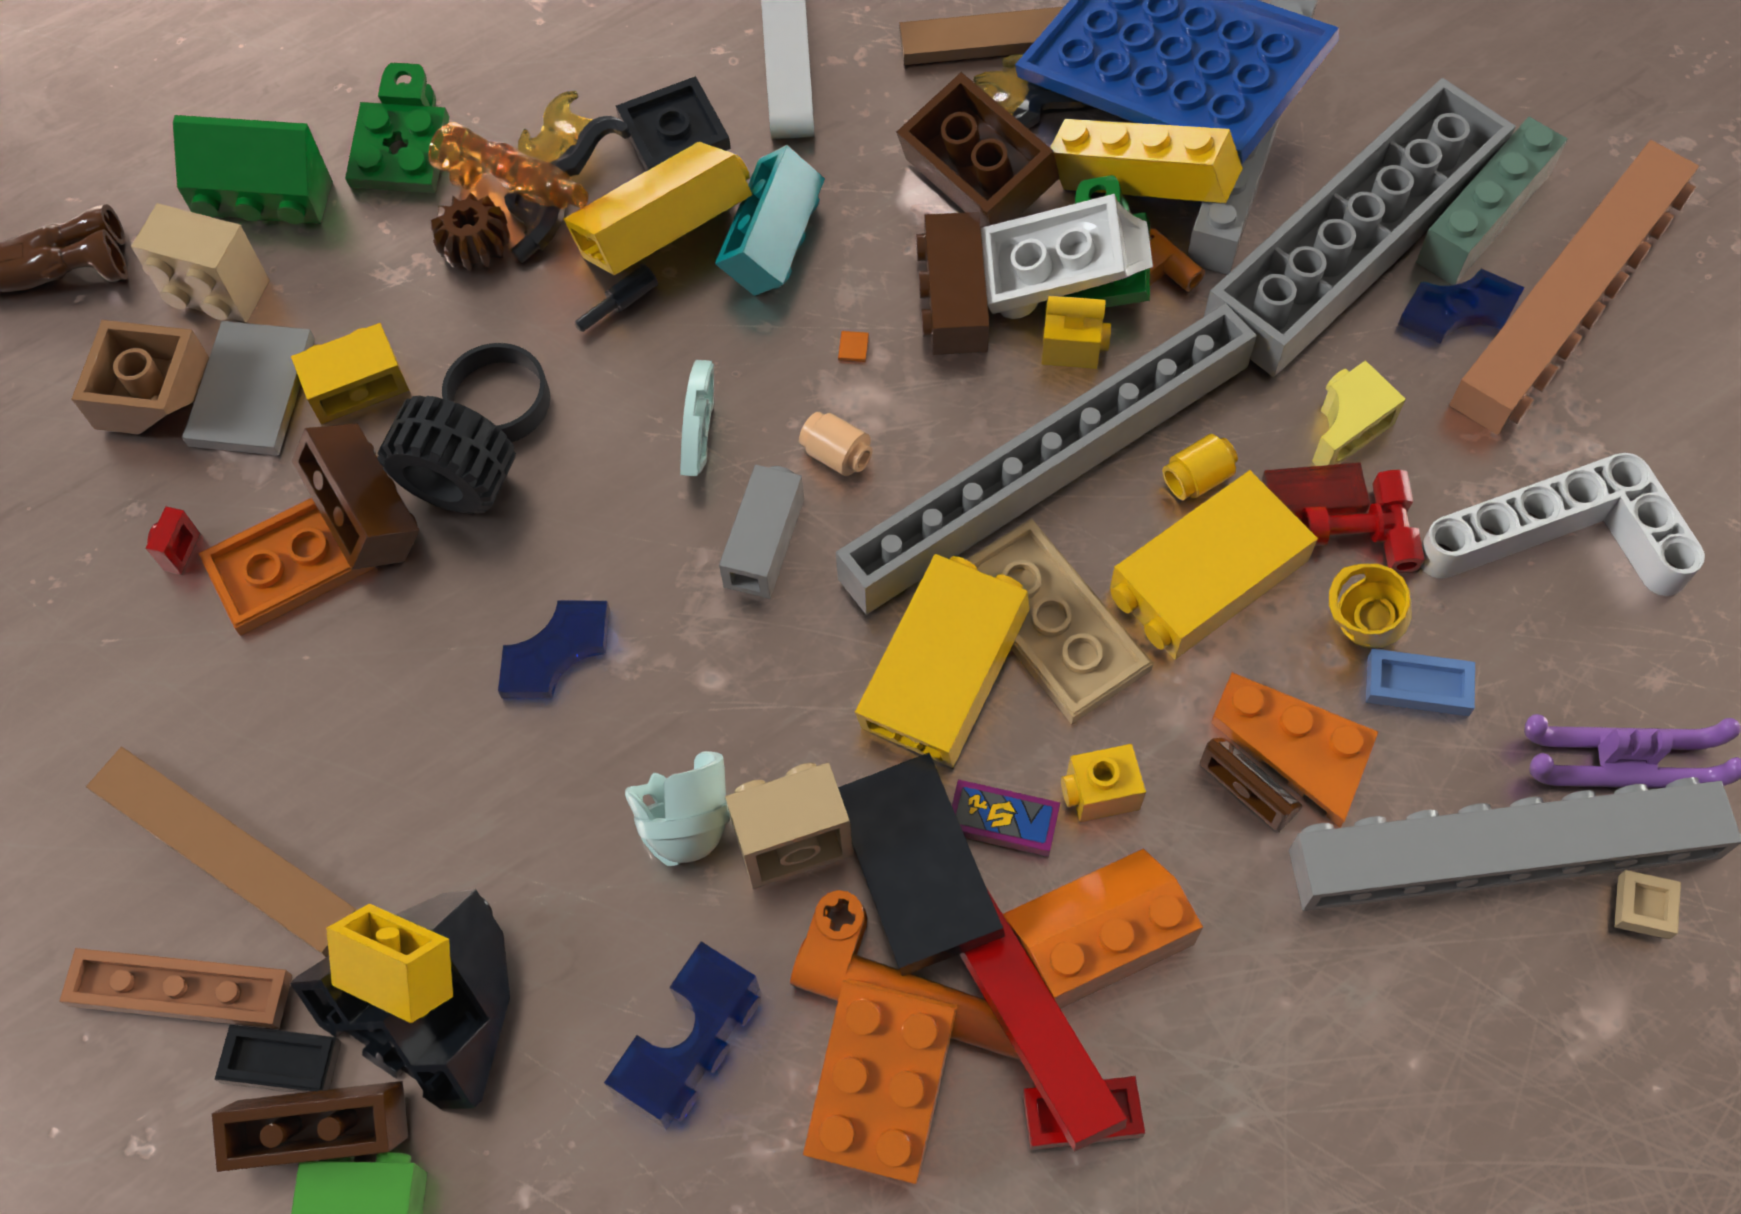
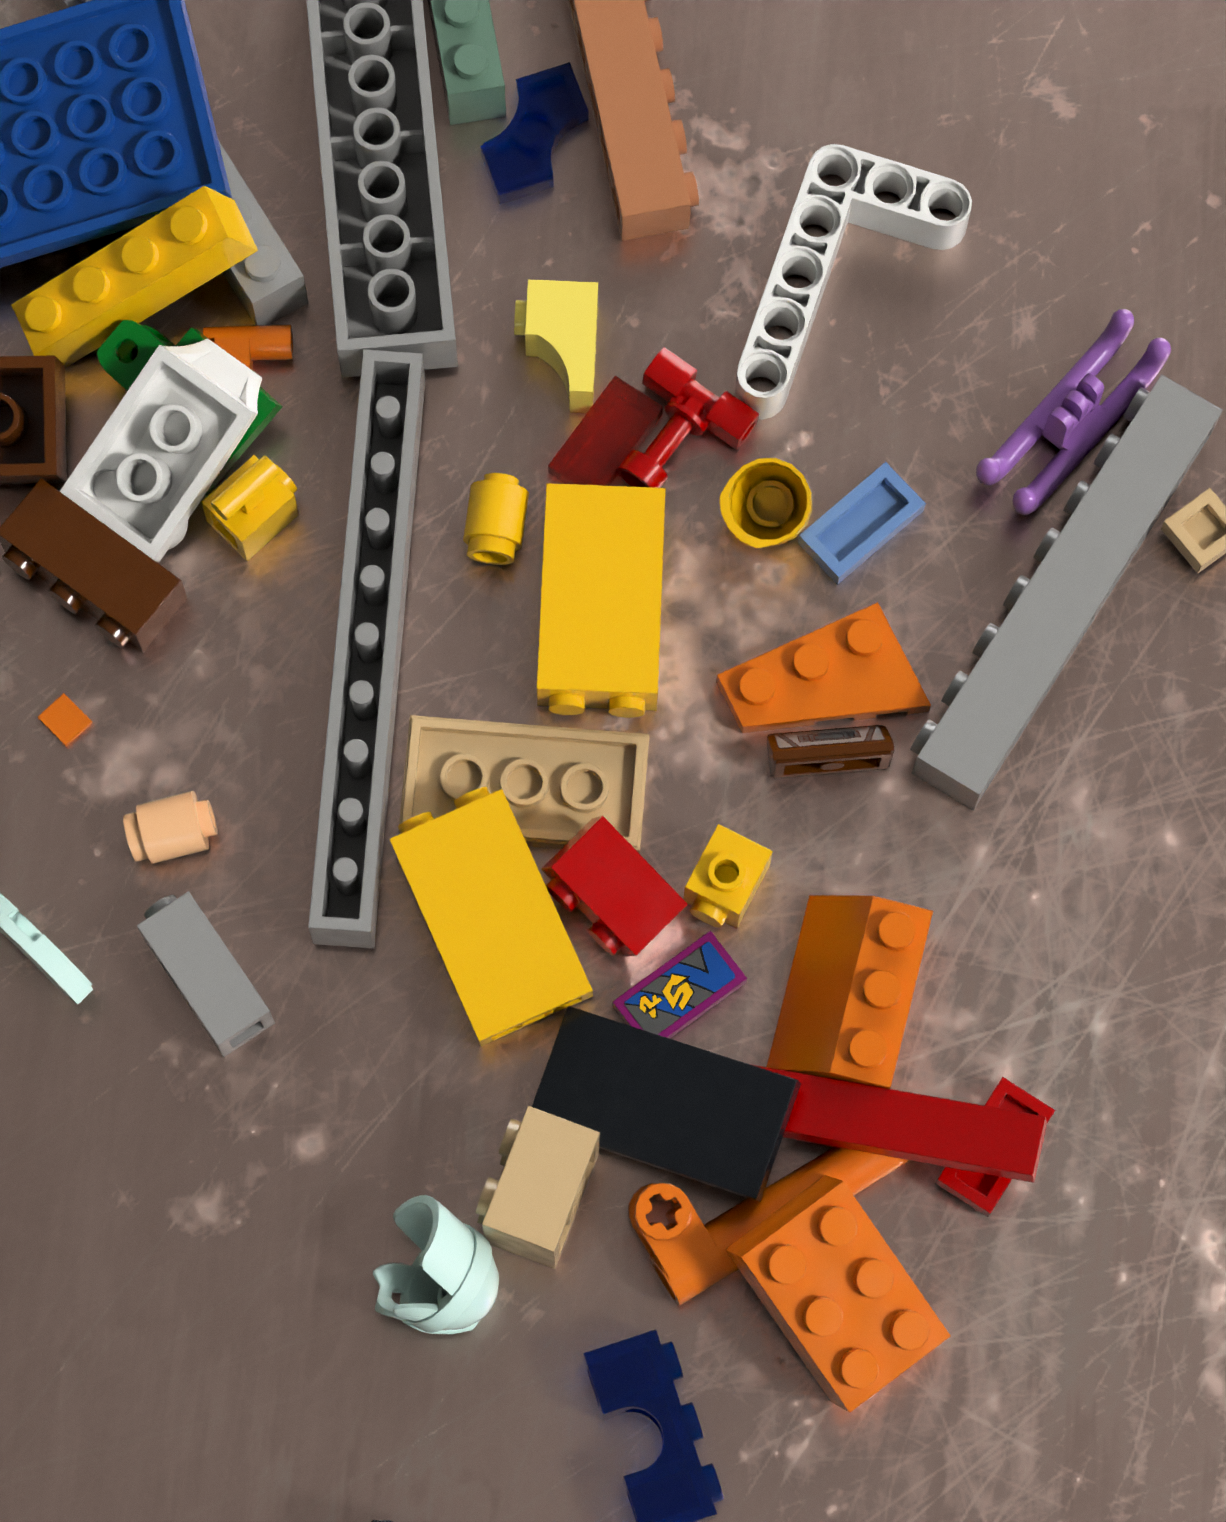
camera: 55 degrees left, 10 degrees up
(536, 665) = (153, 1241): clear blue tile -> none
(1029, 715) = (612, 888): none -> red brick

